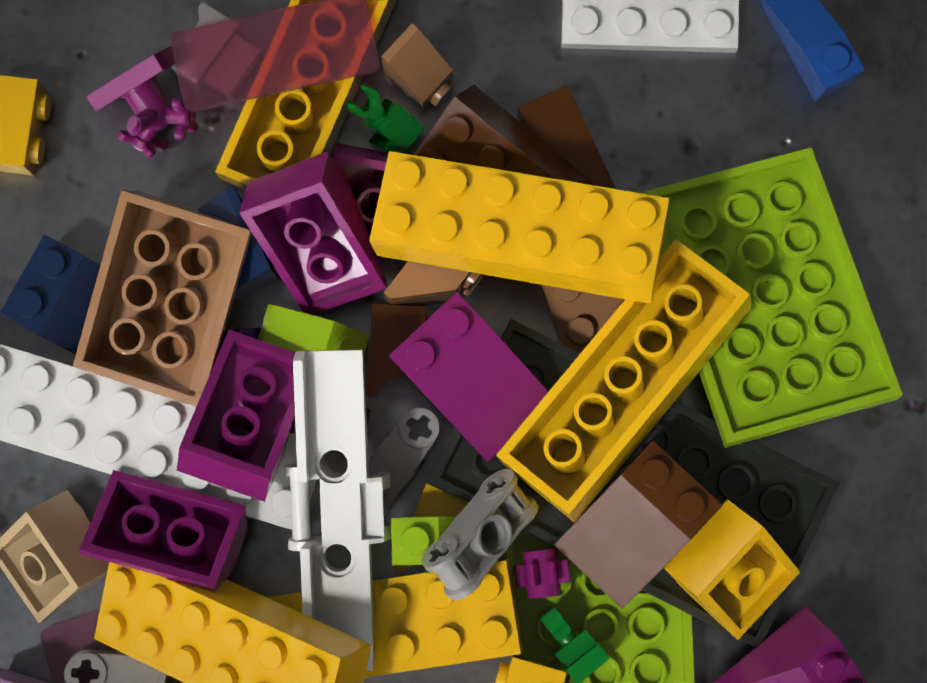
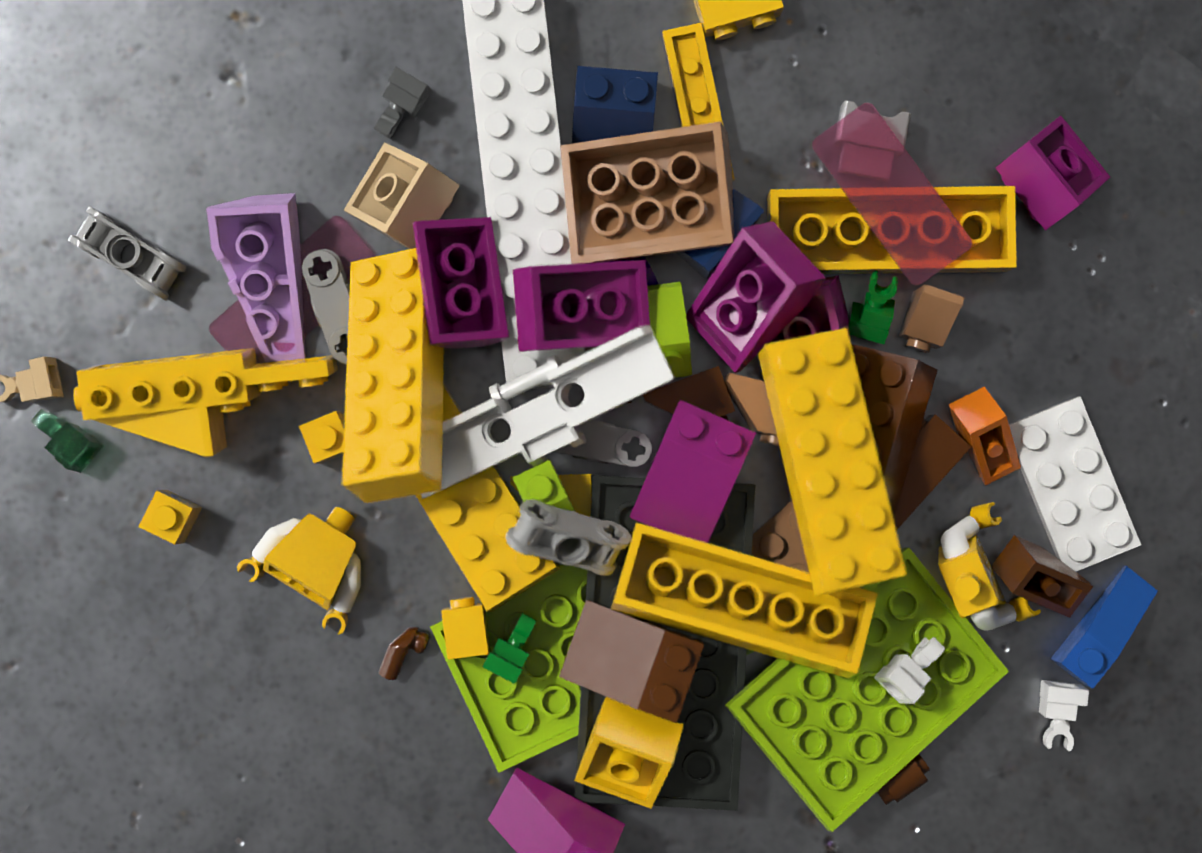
camera: 70 degrees right, 5 degrees up
(62, 203) = (692, 76): none -> yellow plate
(148, 103) = (804, 107): magenta piece -> none
(542, 573) = (559, 600): magenta gear -> none
(559, 61) = (988, 433): none -> orange slope
(699, 142) = (971, 576): none -> torso
(729, 73) = (1040, 577): none -> reddish brown slope
(770, 251) = (905, 675): none -> white piece
(866, 109) = (1061, 703): none -> white piece
(881, 299) = (905, 781): none -> reddish brown brick

